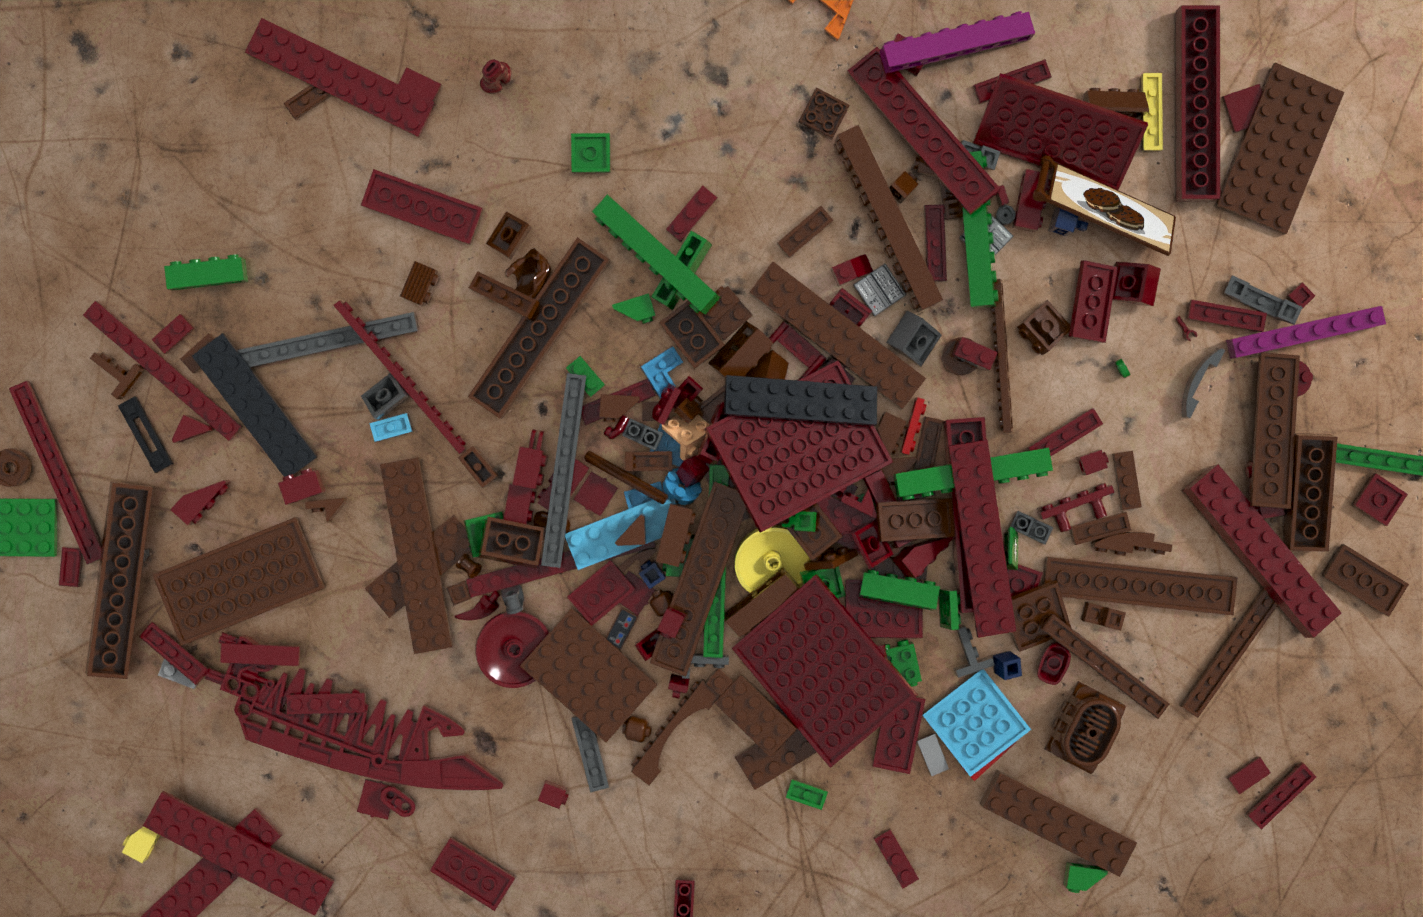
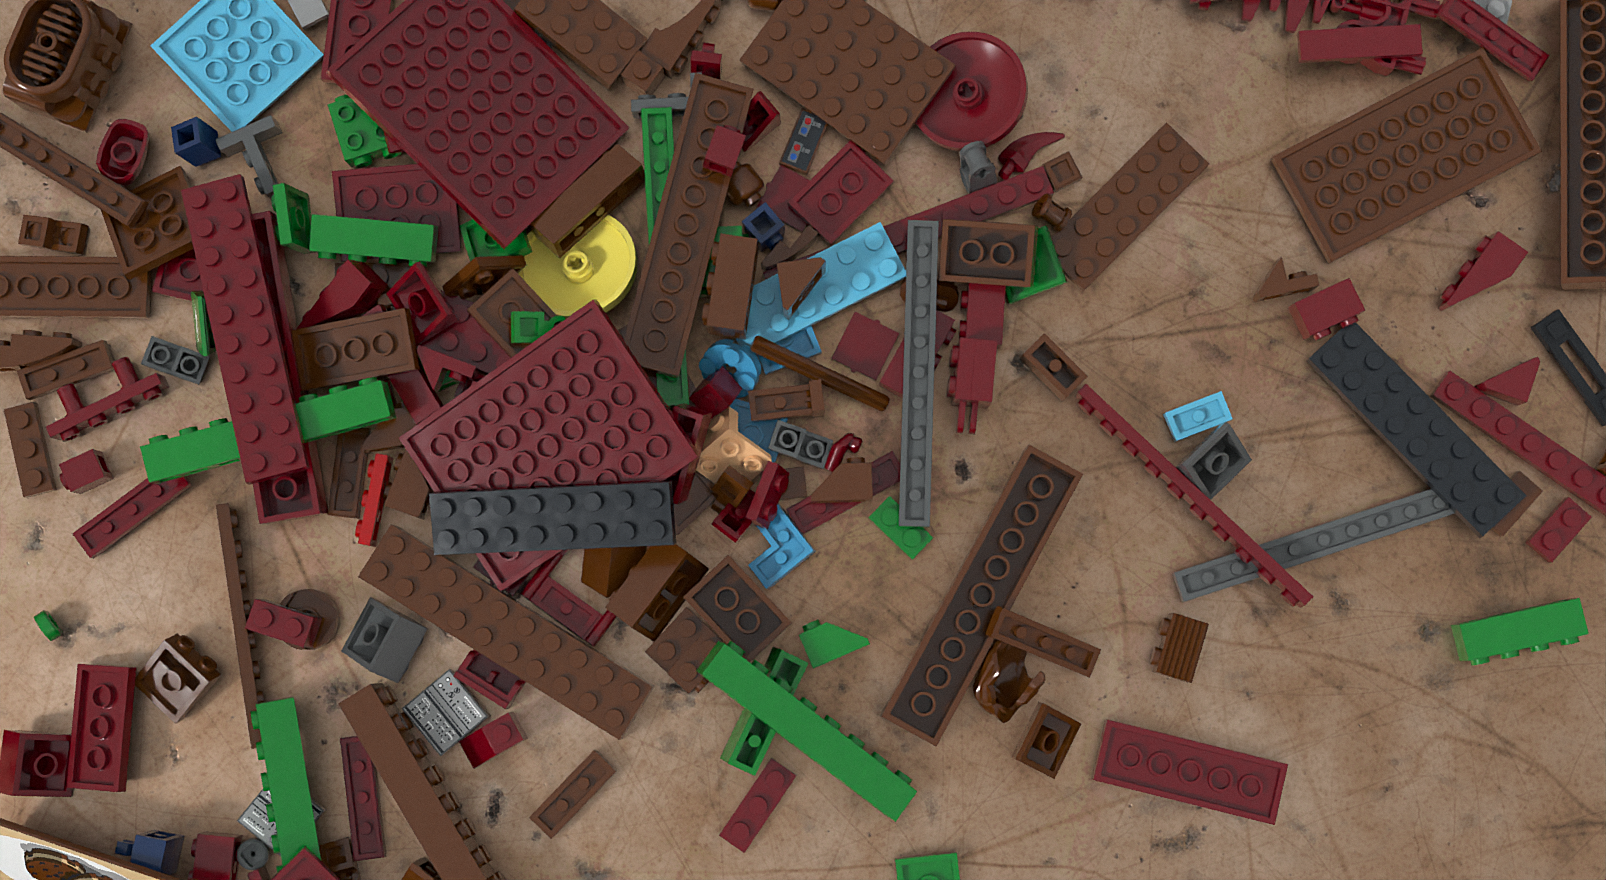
camera: 175 degrees right, 5 degrees down
(416, 555) = (1135, 221): reddish brown plate -> none

